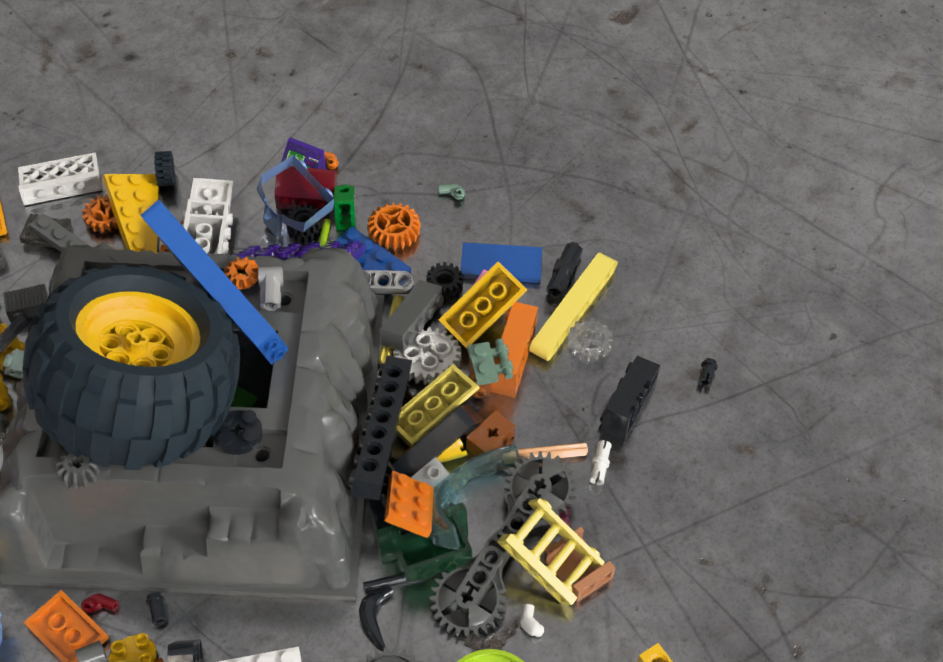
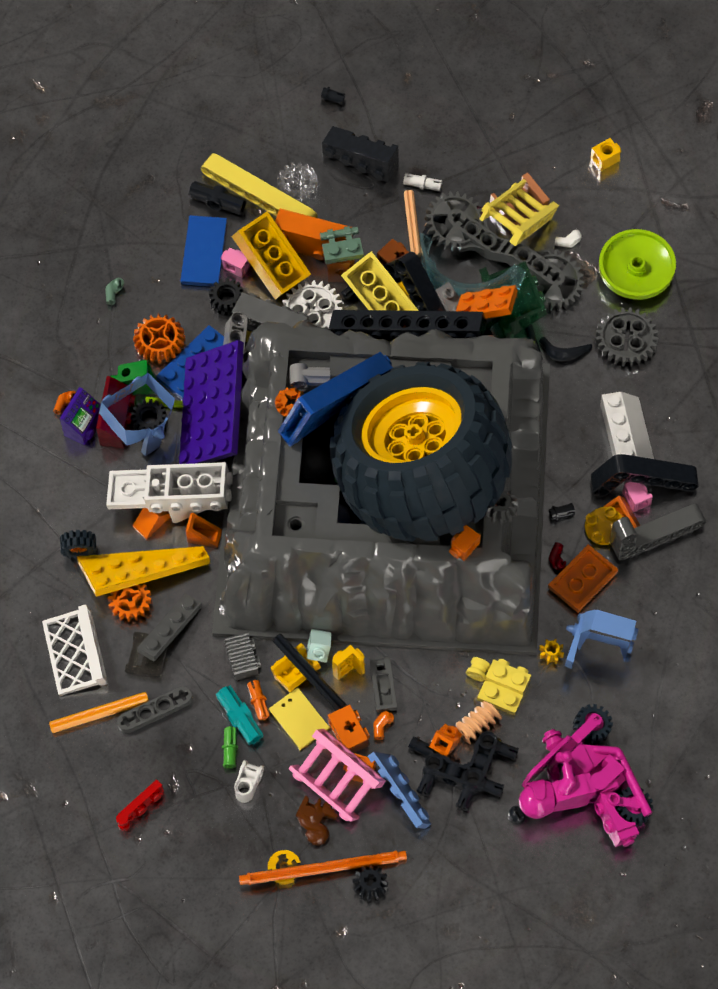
camera: 85 degrees left, 10 degrees up
(33, 433) = (464, 543): none -> orange brick

